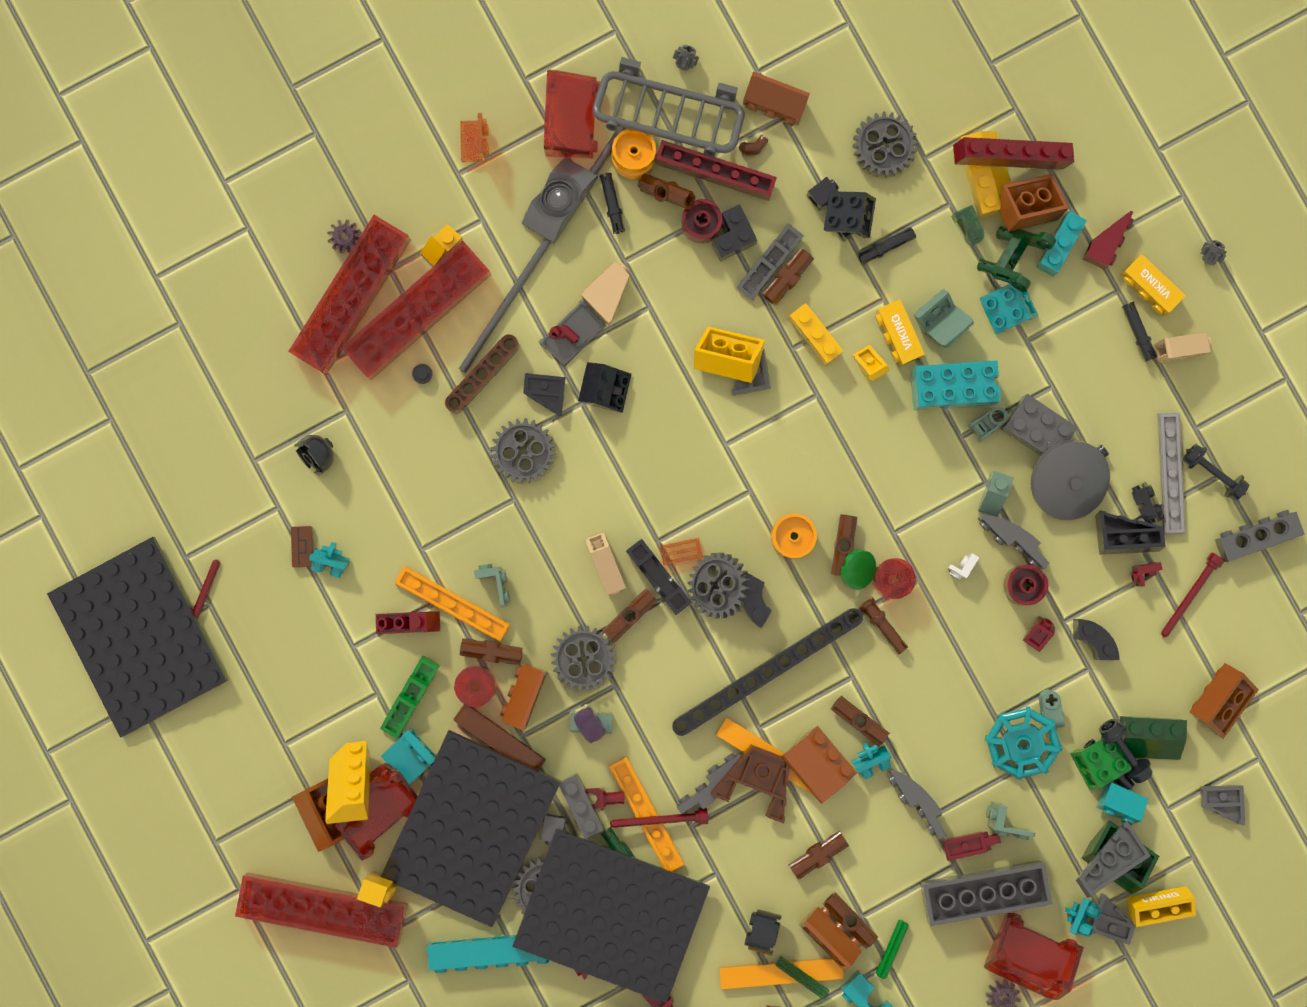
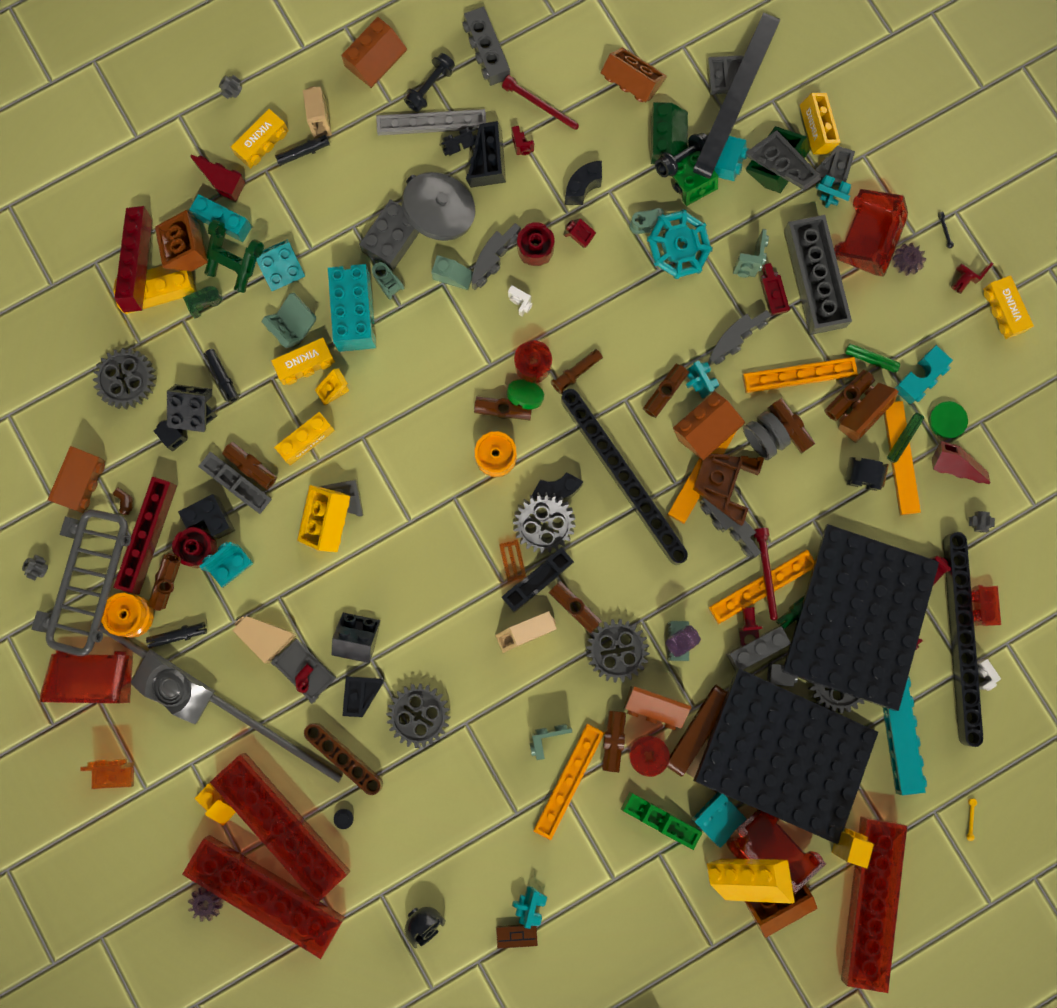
camera: 90 degrees left, 5 degrees down
(408, 622) = (588, 825): dark red slope -> none
(684, 255) = (226, 563): none -> teal bracket
(807, 826) = (767, 435): none -> dark grey wheel
(875, 868) = (800, 375): none -> light orange tile
(1195, 814) = (736, 96): none -> black beam
(1252, 411) = (373, 52): none -> dark orange slope

